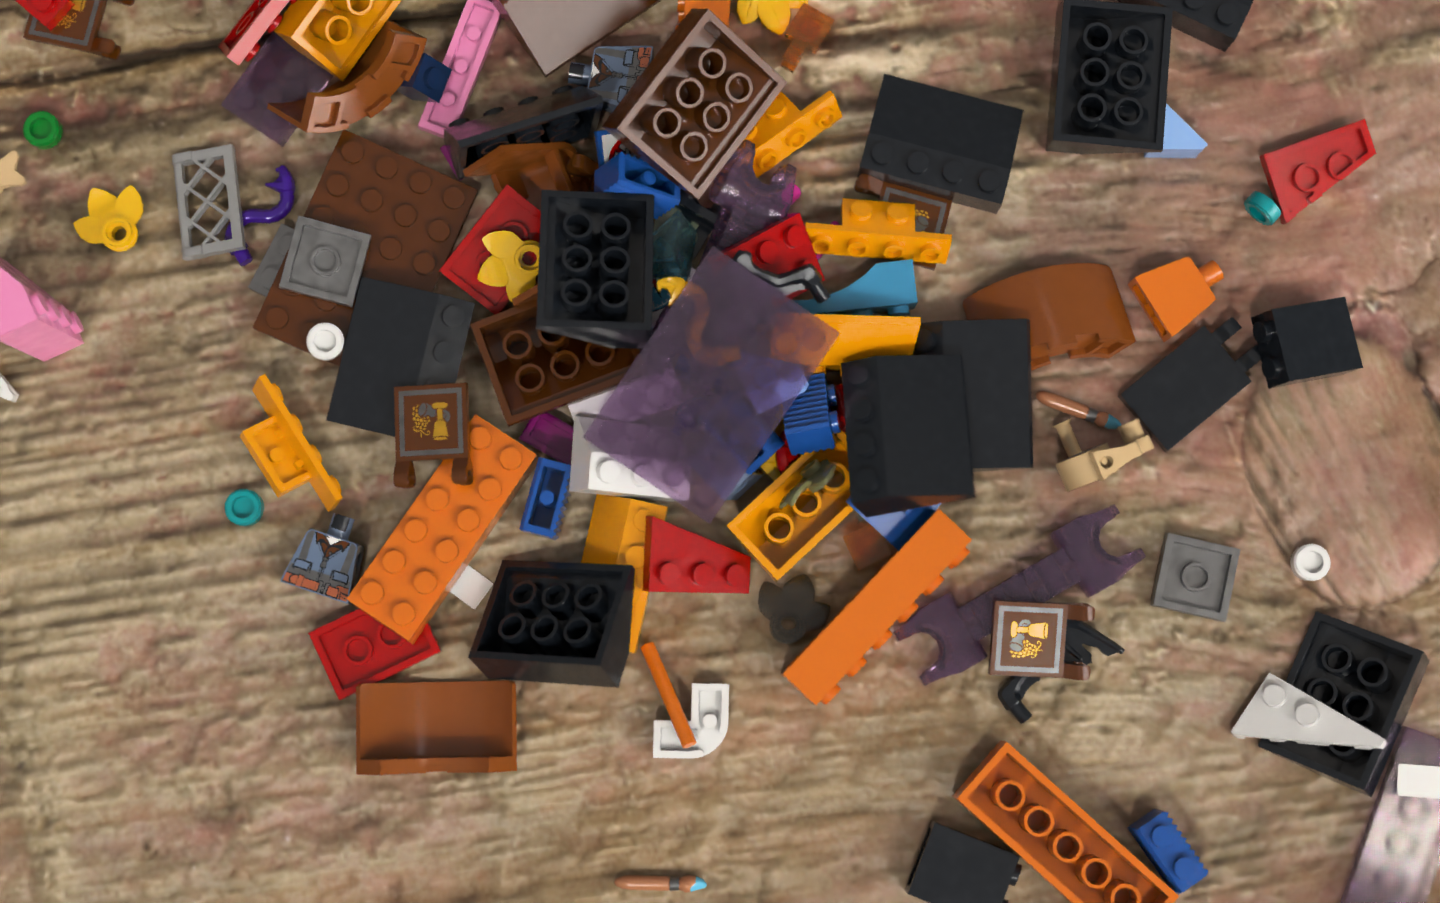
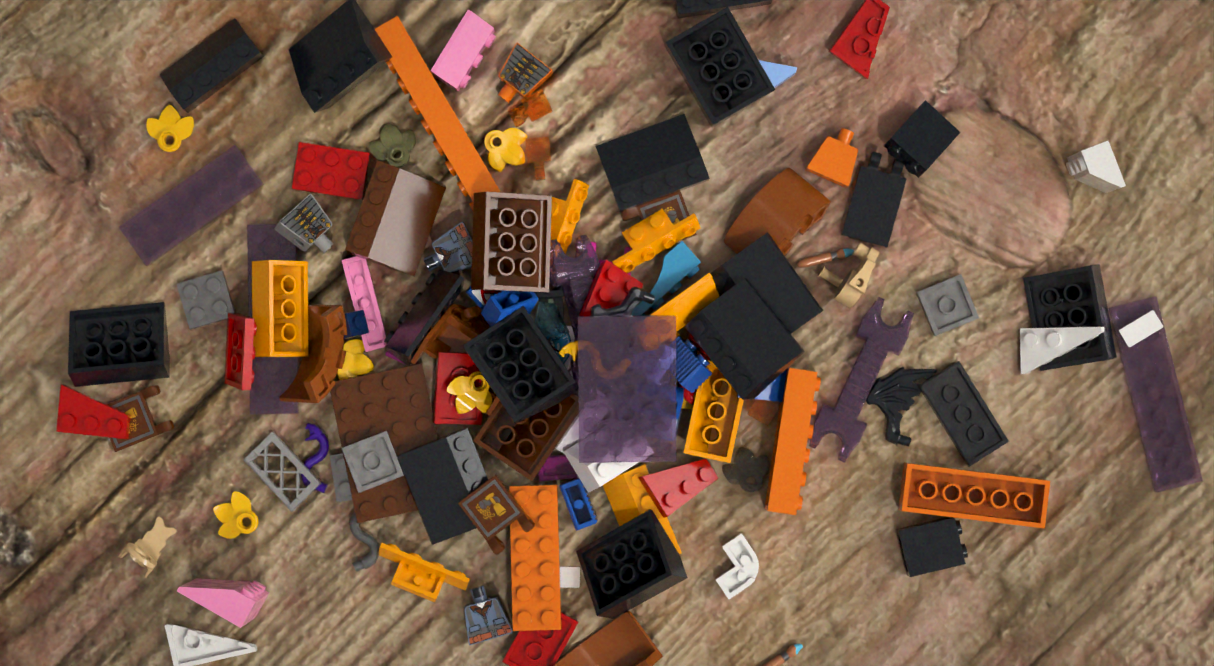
camera: 30 degrees left, 5 degrees up
(42, 130) = (163, 494): green tile -> none
(241, 387) = (371, 558): none -> dark grey animal
(244, 507) = (419, 619): teal tile -> none
(325, 341) = (402, 503): white tile -> none
(397, 128) = (355, 361): none -> yellow plate
(668, 695) = (714, 561): orange bar -> none
(815, 477) = (713, 395): olive plate -> none
(1031, 639) = (883, 398): reddish brown flag -> none
(1121, 731) = (963, 413): none -> black tile
(1168, 850) = (1029, 459): blue brick -> none
(1262, 208) = (849, 80): teal tile -> none
(1310, 562) = (1002, 253): white tile -> none

